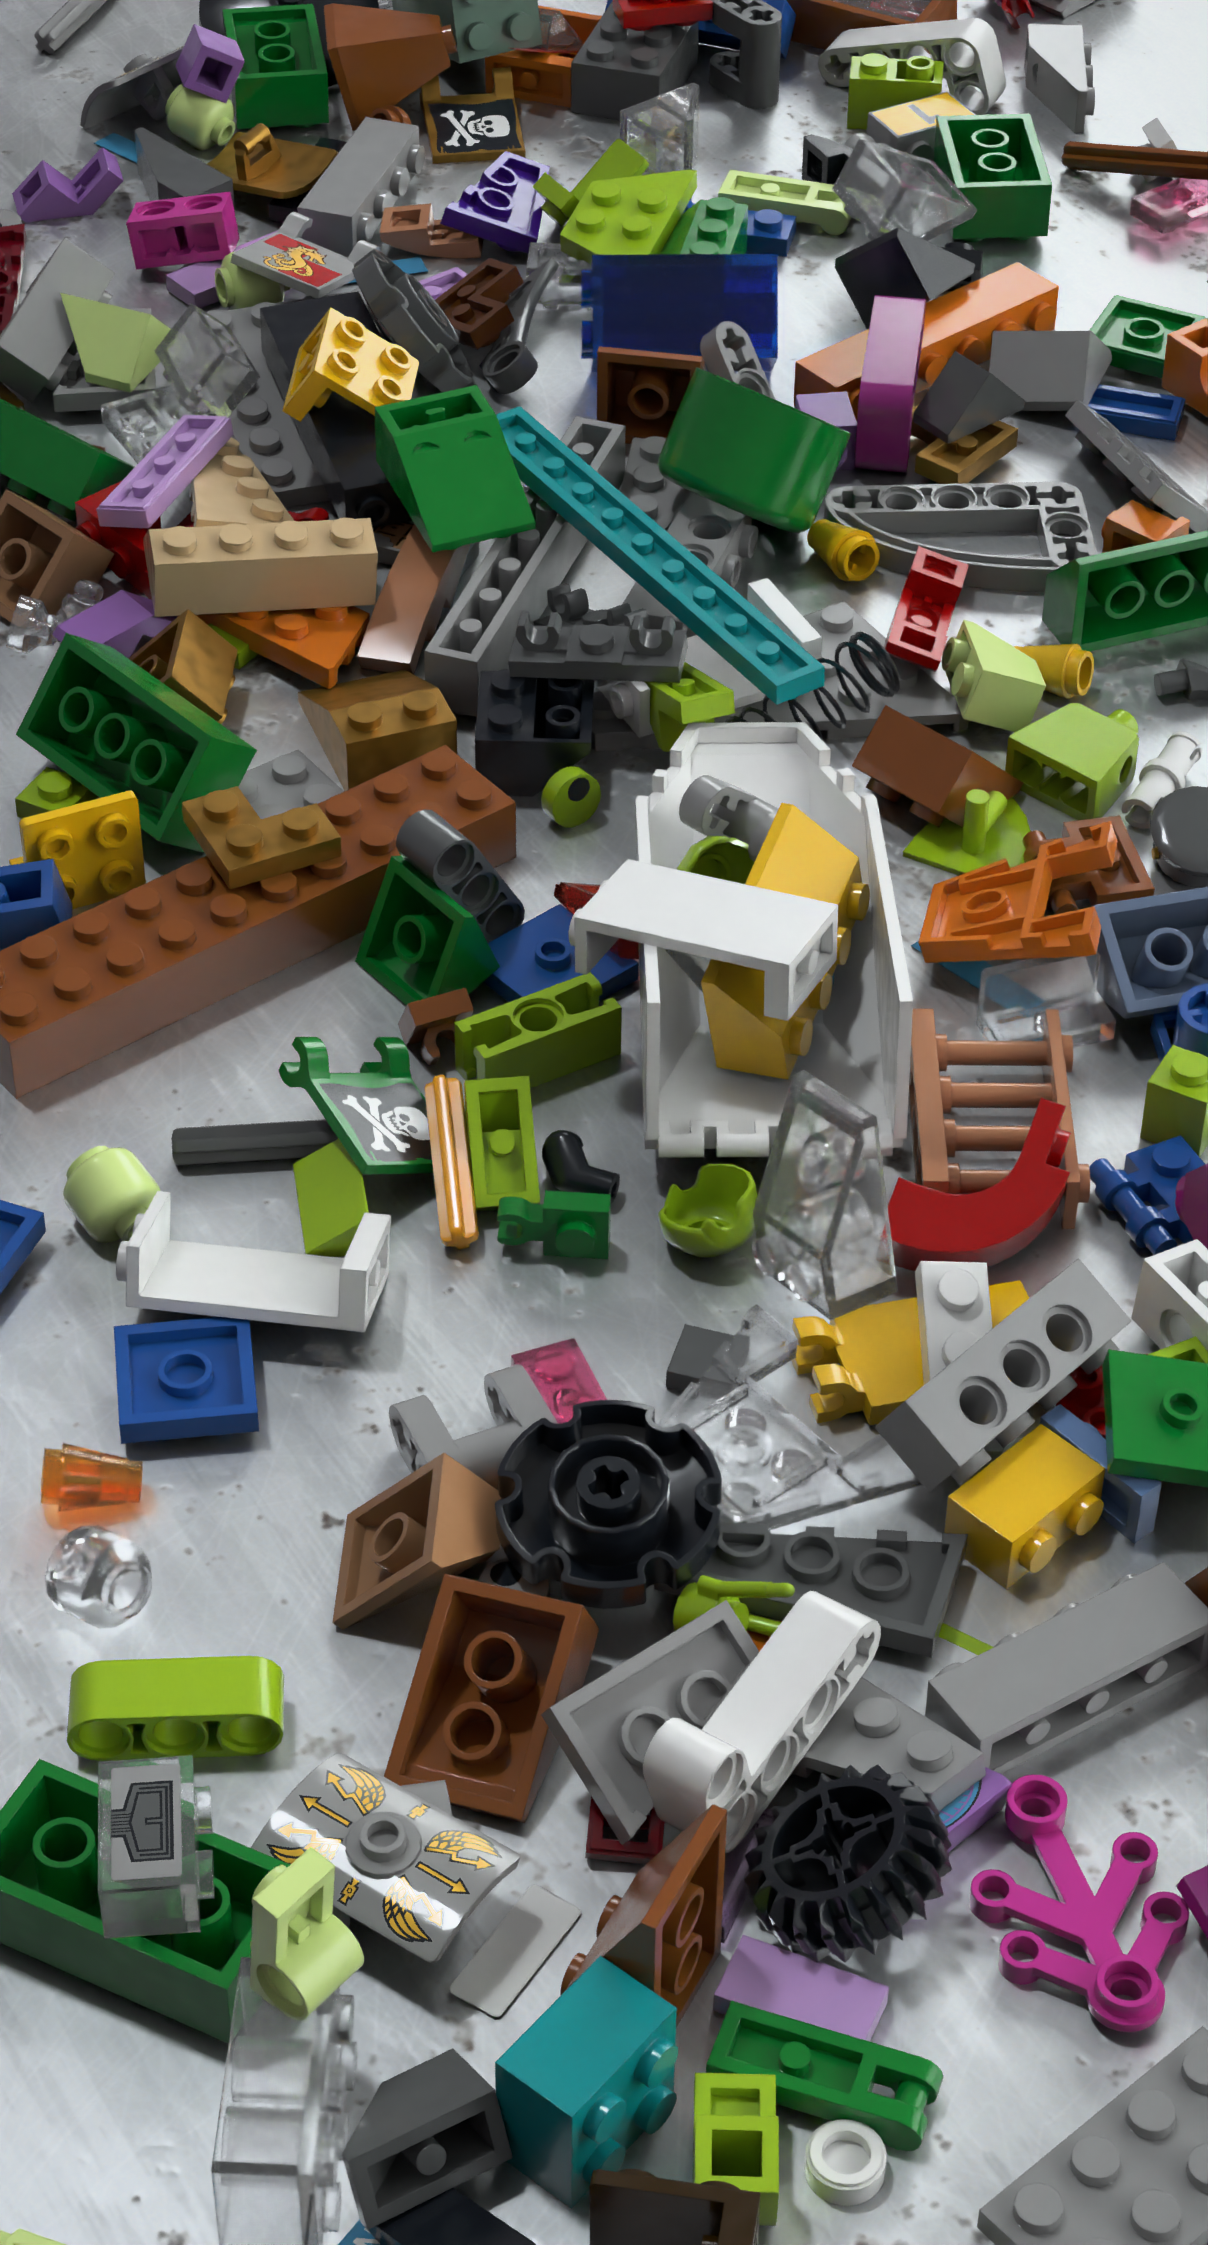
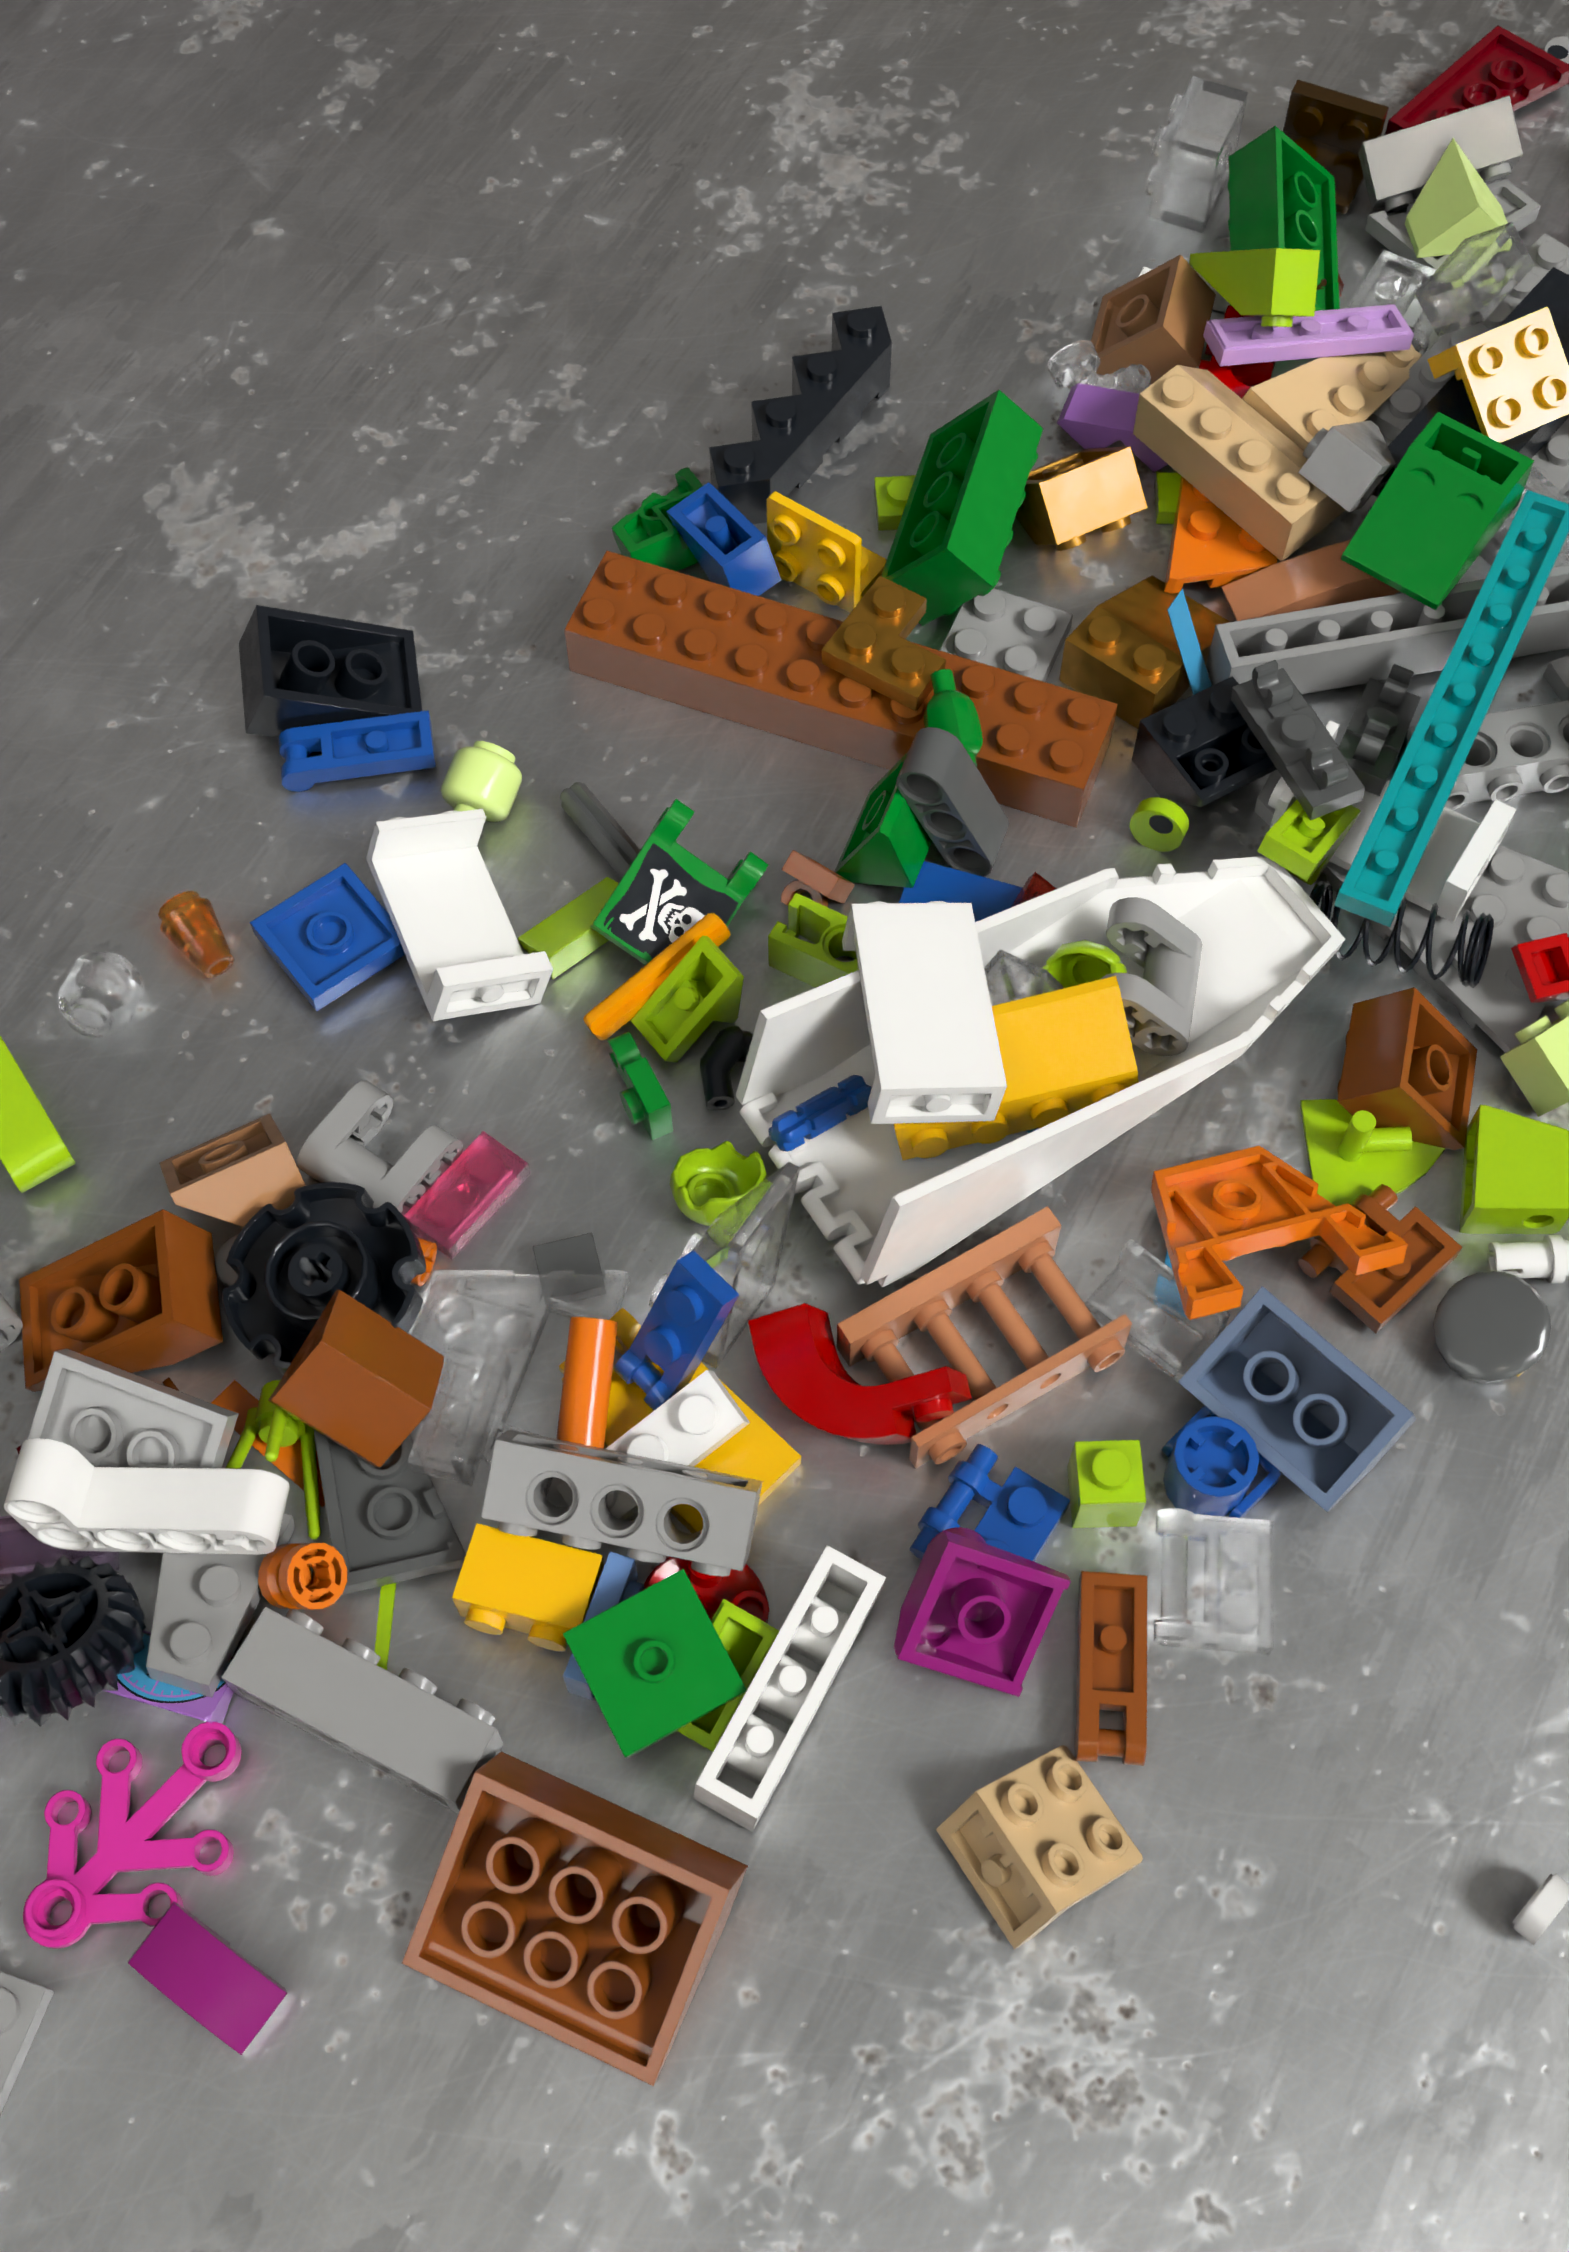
camera: 60 degrees right, 20 degrees up
(103, 452) = (1263, 281): none -> lime slope
(349, 491) = (1348, 462): none -> light grey slope
(371, 826) = (953, 713): none -> green plant
(436, 681) = (1188, 644): none -> dark azure sticker
(710, 1094) = (820, 1113): none -> blue axle
(756, 1504) = (360, 1380): none -> dark orange slope
(828, 1458) = (462, 1414): none -> clear panel
(856, 1359) = (587, 1381): none -> orange piece
(876, 1254) = (677, 1330): none -> blue plate
(910, 1650) = (287, 1580): none -> orange wheel

